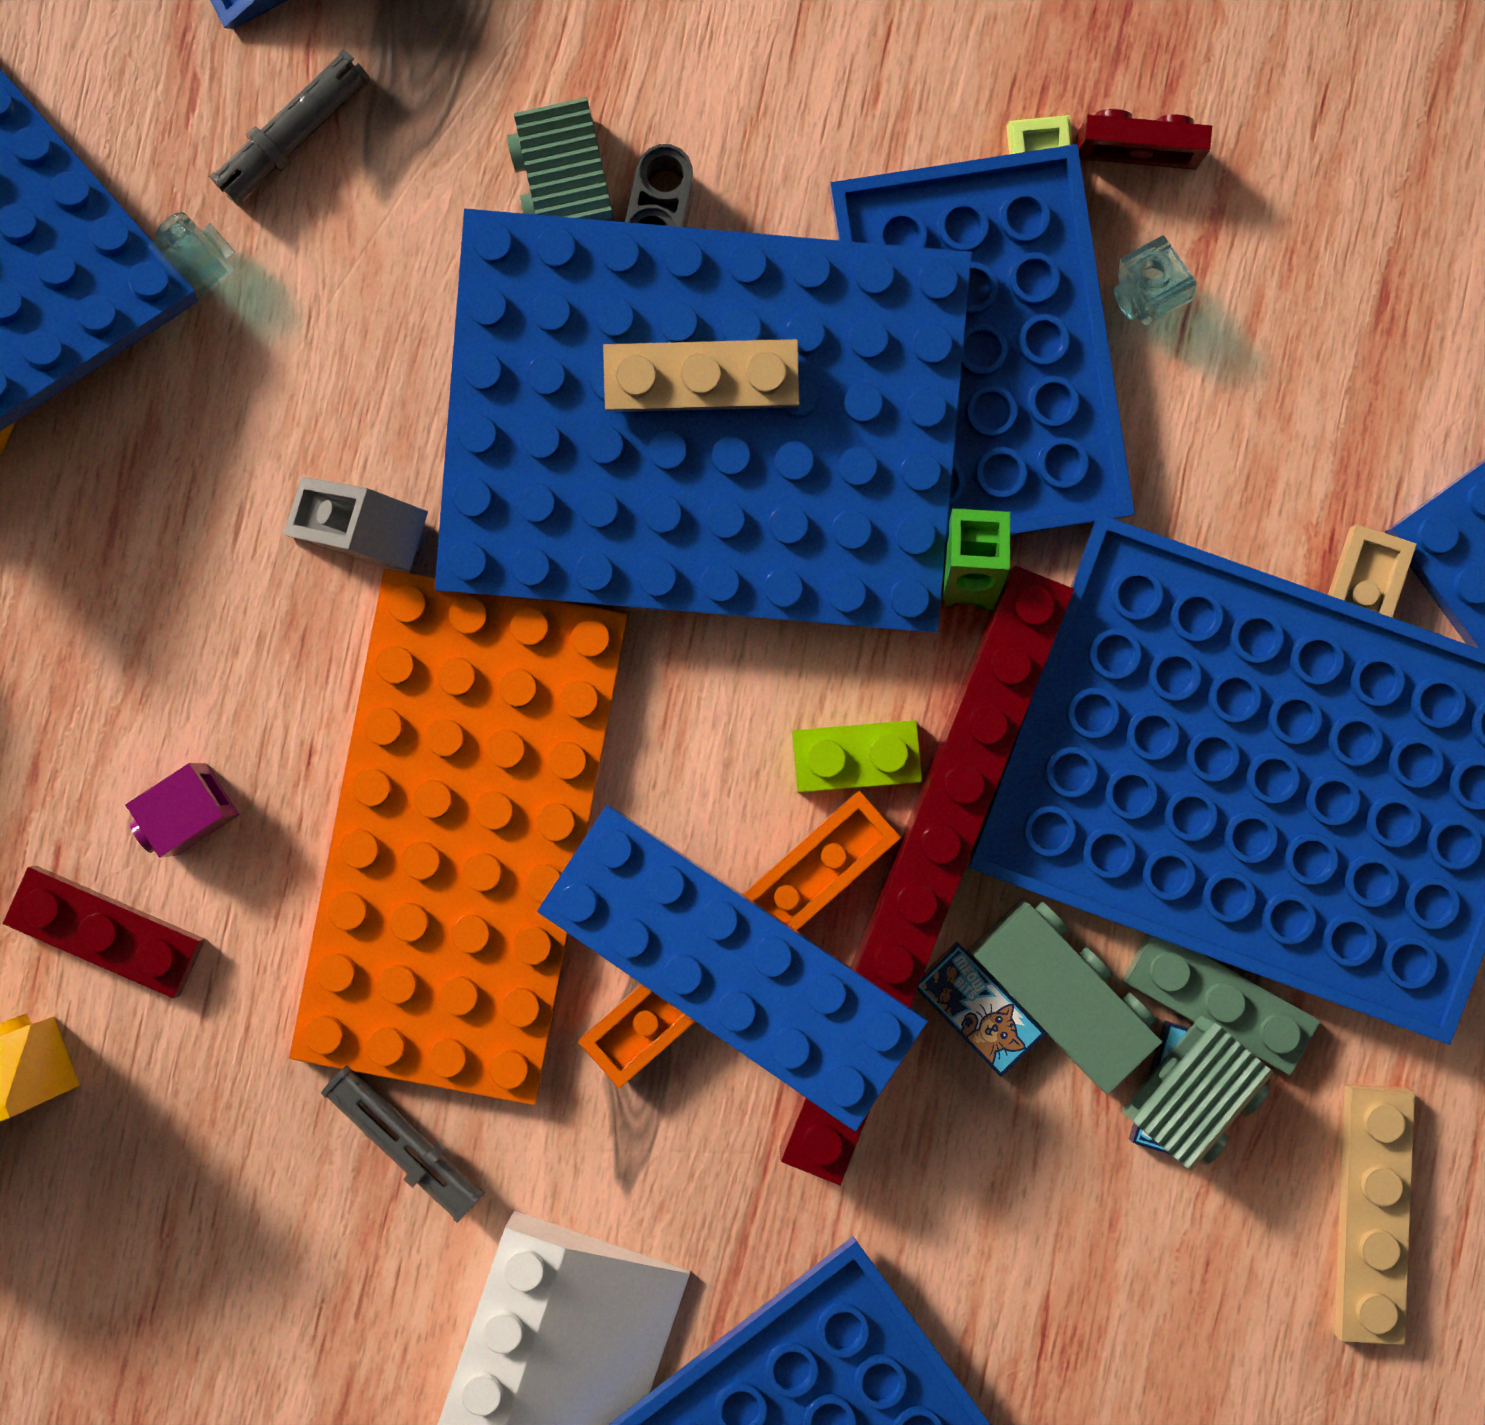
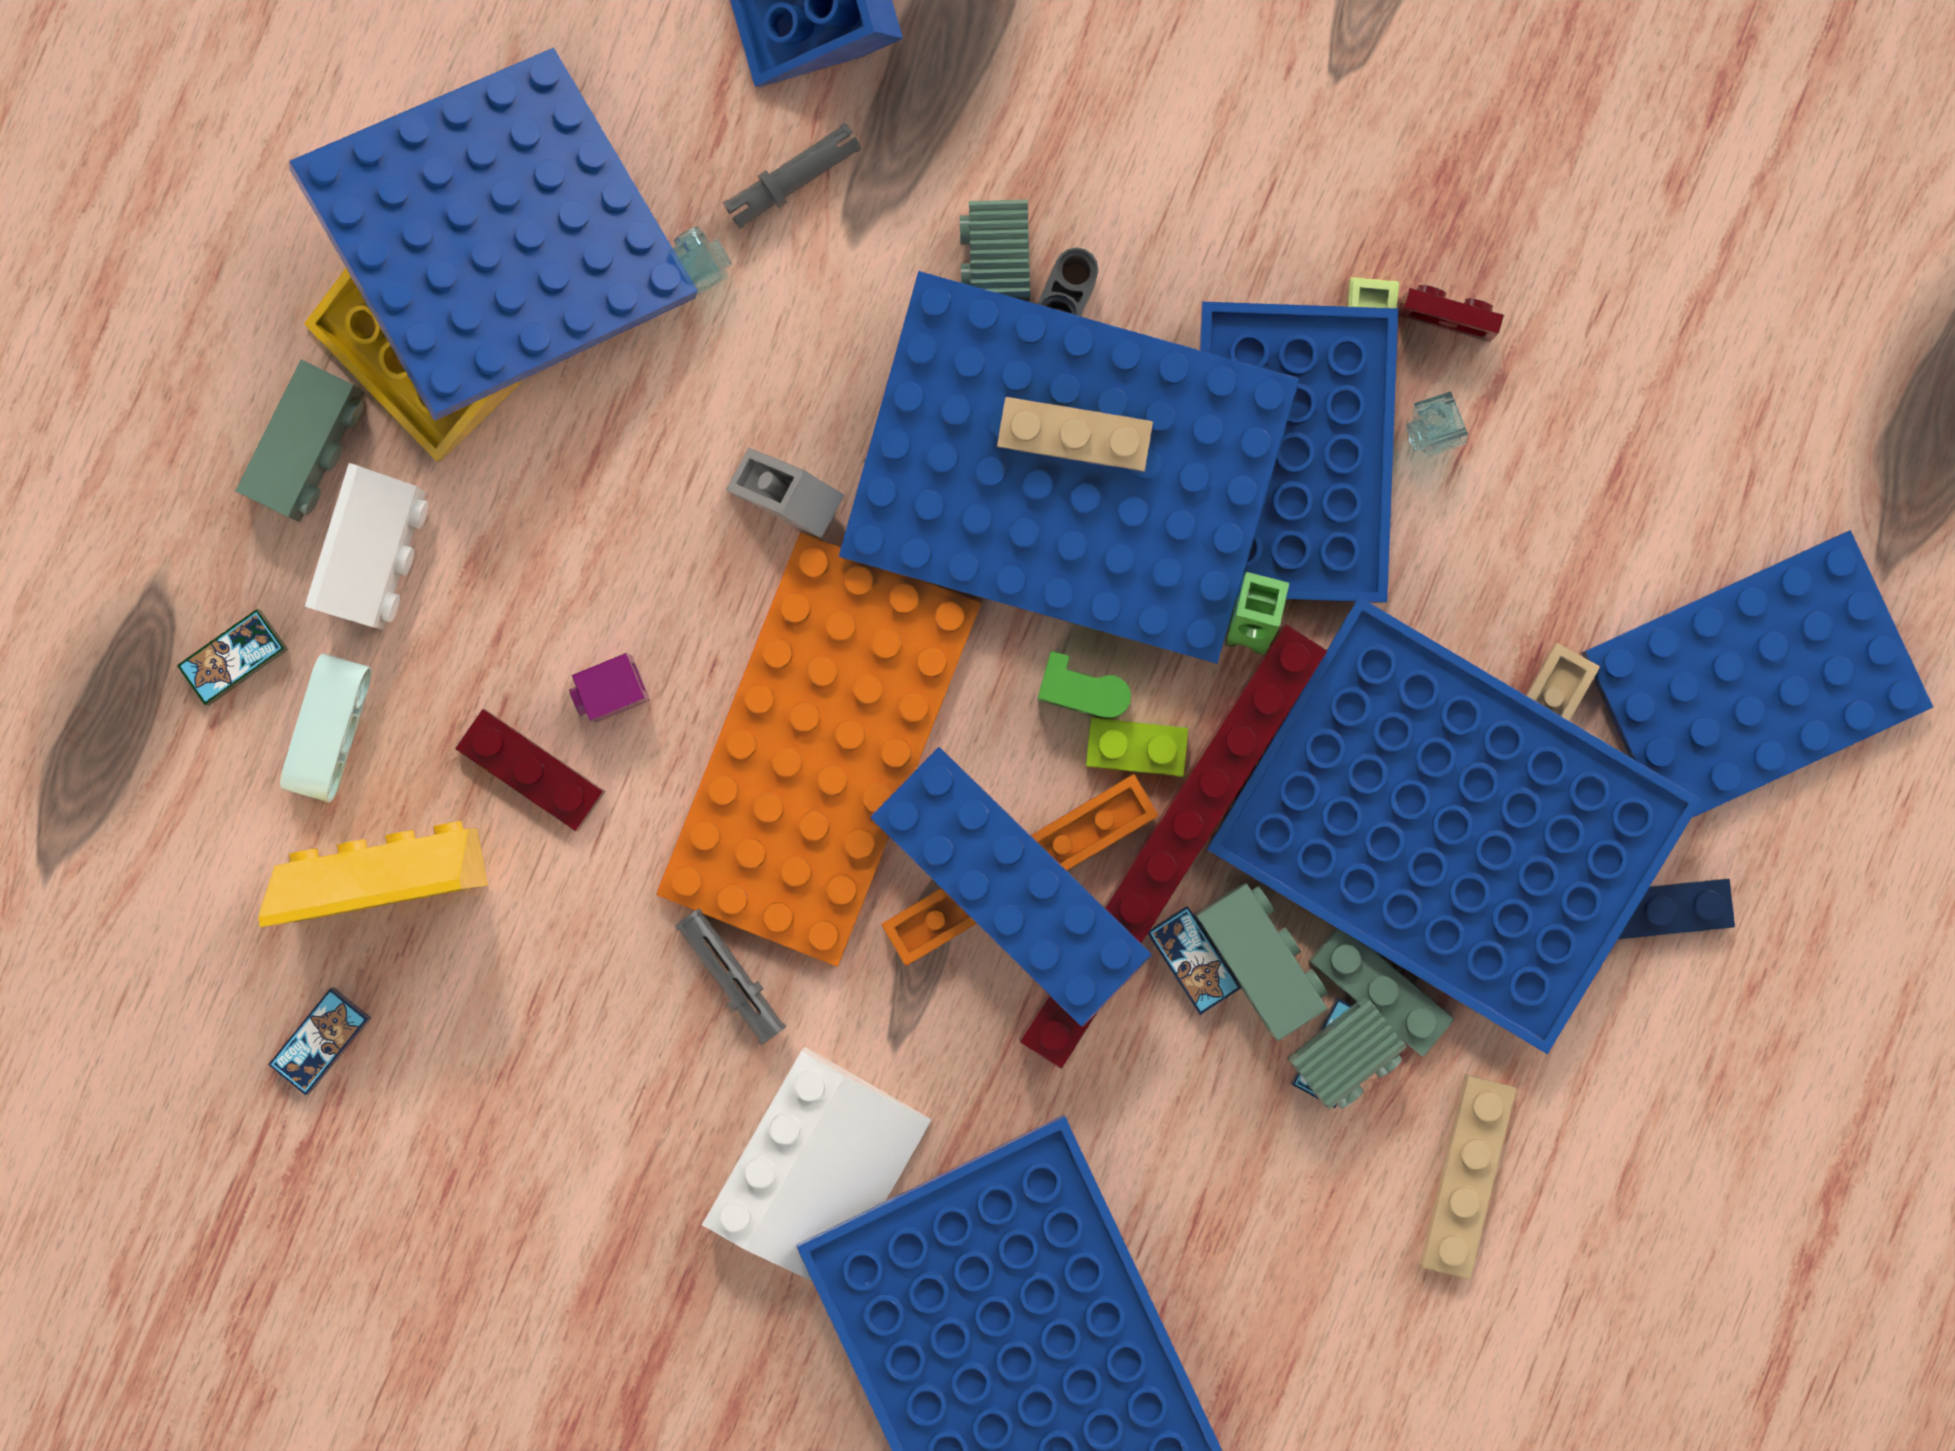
camera: 10 degrees right, 0 degrees up
(794, 703) = (1099, 697): none -> bright green leg

